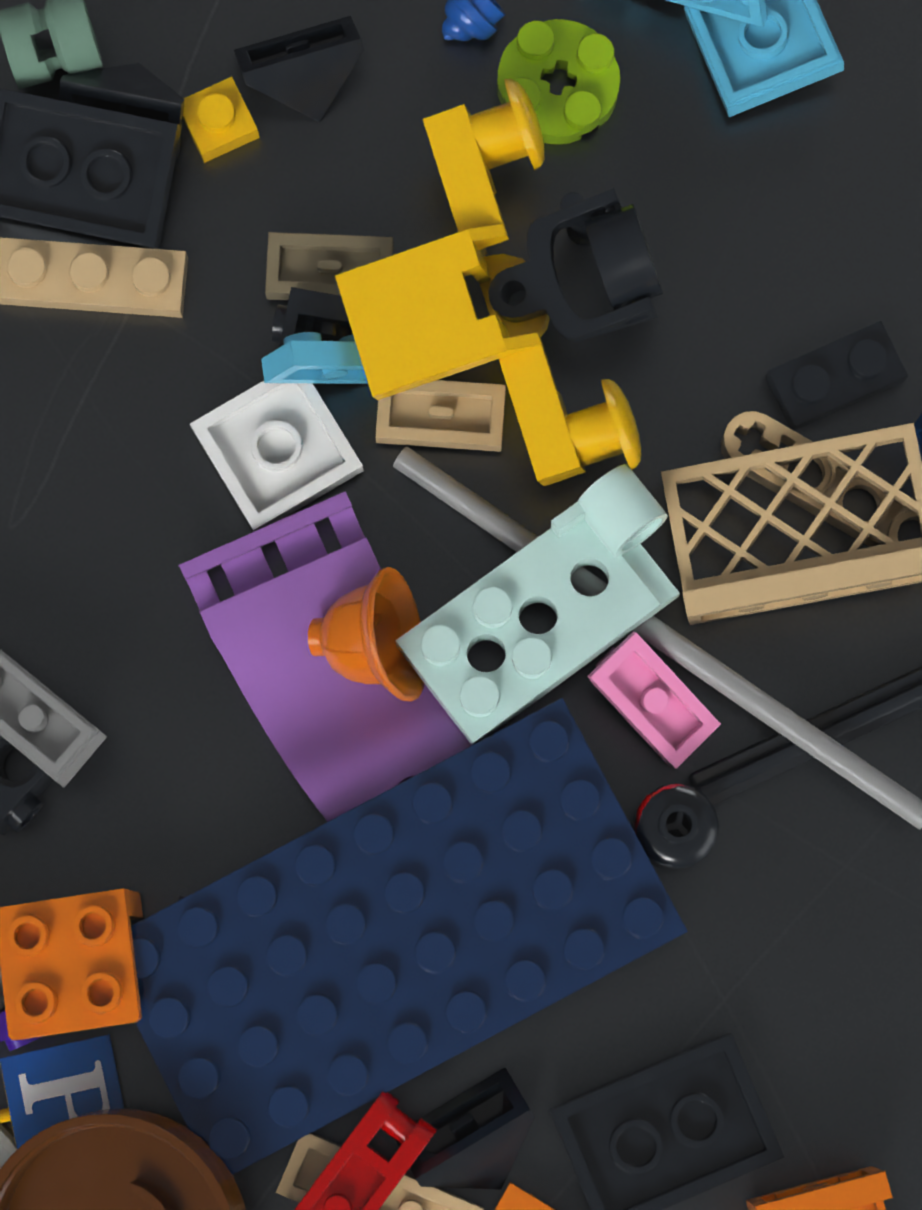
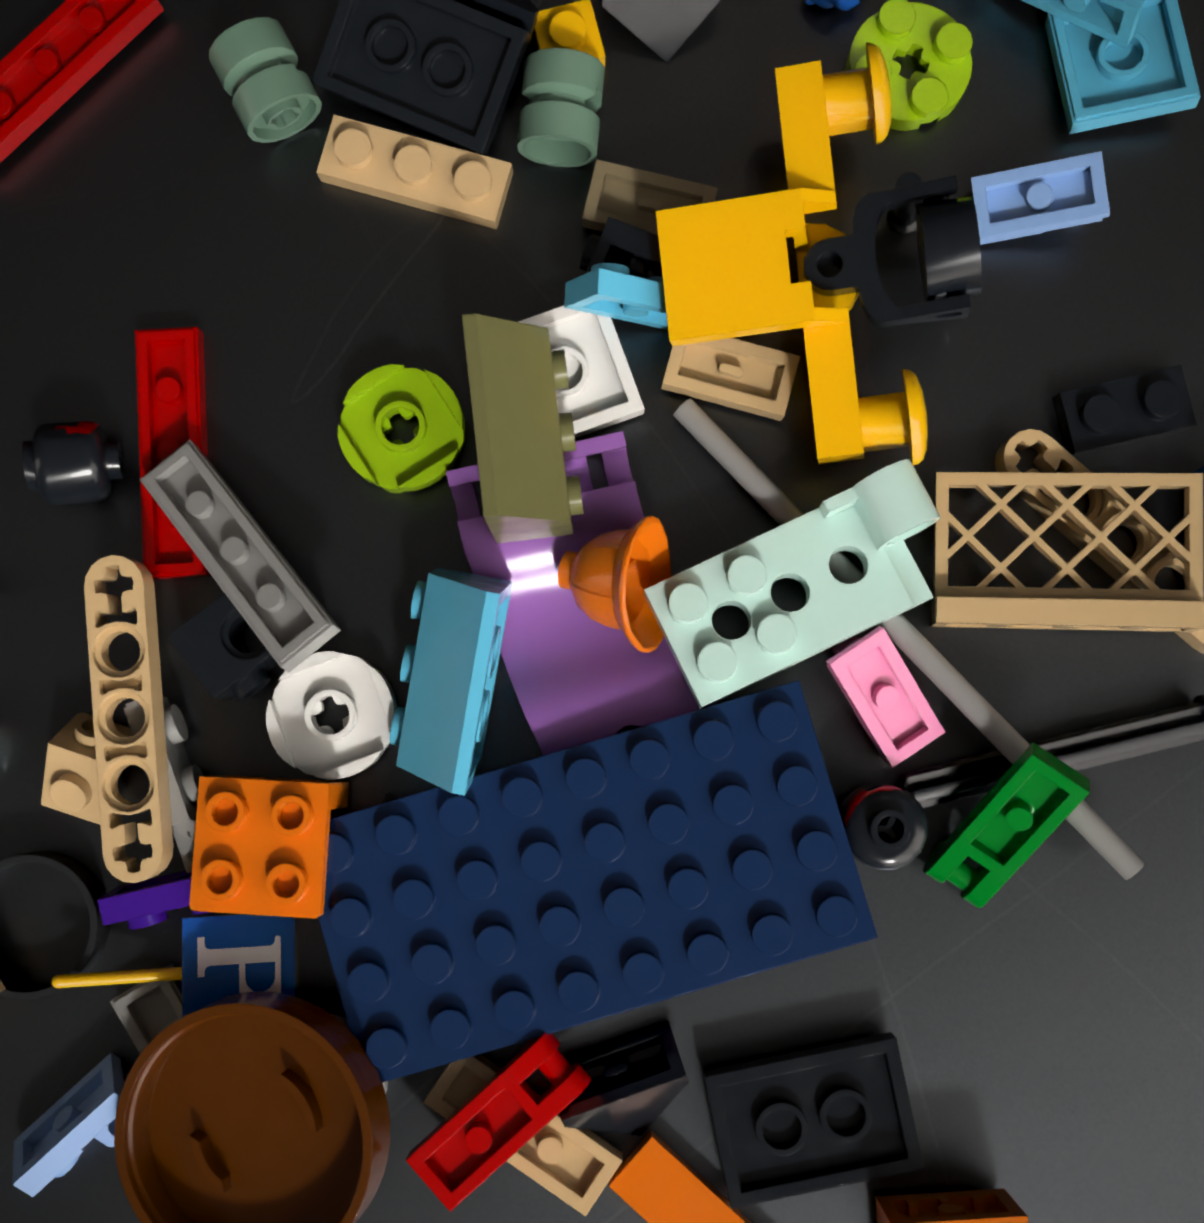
camera: 10 degrees right, 5 degrees up
(75, 819) = (300, 698): none -> white plate
(126, 495) = (412, 394): none -> lime plate
(222, 762) = (450, 676): none -> medium azure slope
(223, 185) = (561, 115): none -> sand green wheel
(246, 510) = (520, 429): none -> olive slope
(708, 187) = (1040, 198): none -> light blue plate
(795, 800) = (1008, 825): none -> green plate

